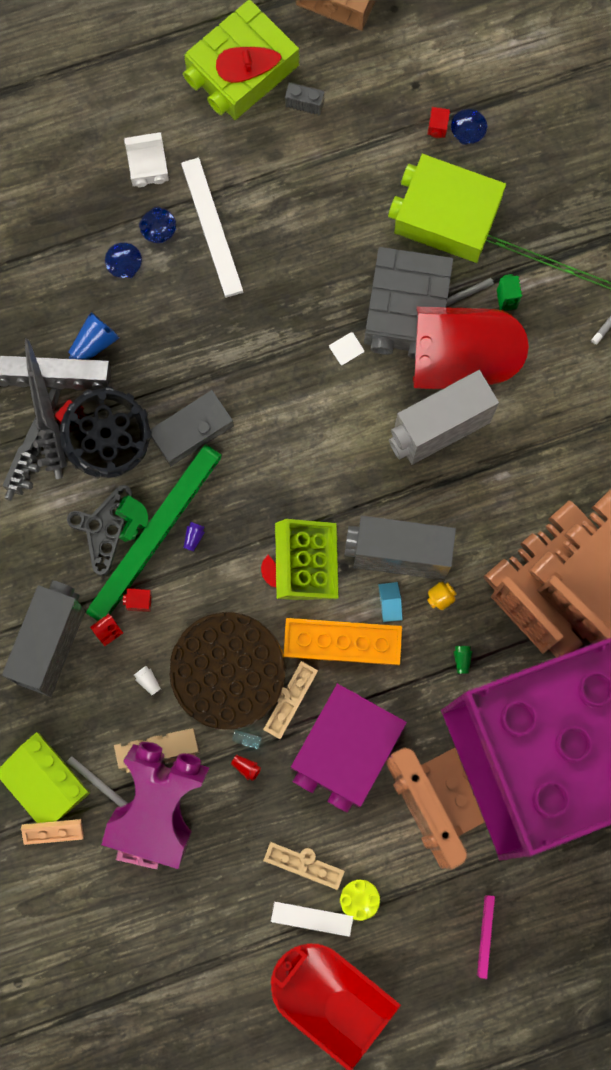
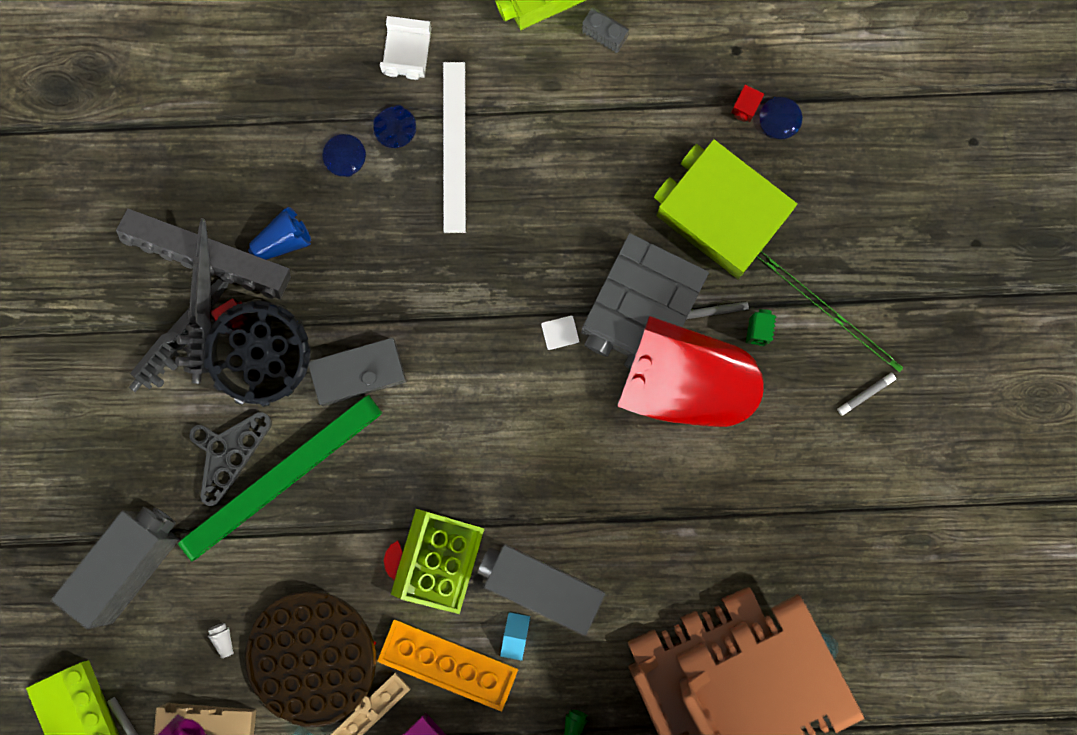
camera: 20 degrees right, 5 degrees up
(106, 630) = (193, 571): red piece -> none
(134, 514) = (264, 451): green brick -> none
(138, 600) = (238, 547): red brick -> none
(193, 536) = (322, 494): dark purple cone -> none
(441, 595) = (573, 649): yellow head -> none
(443, 418) = (637, 454): light grey brick -> none

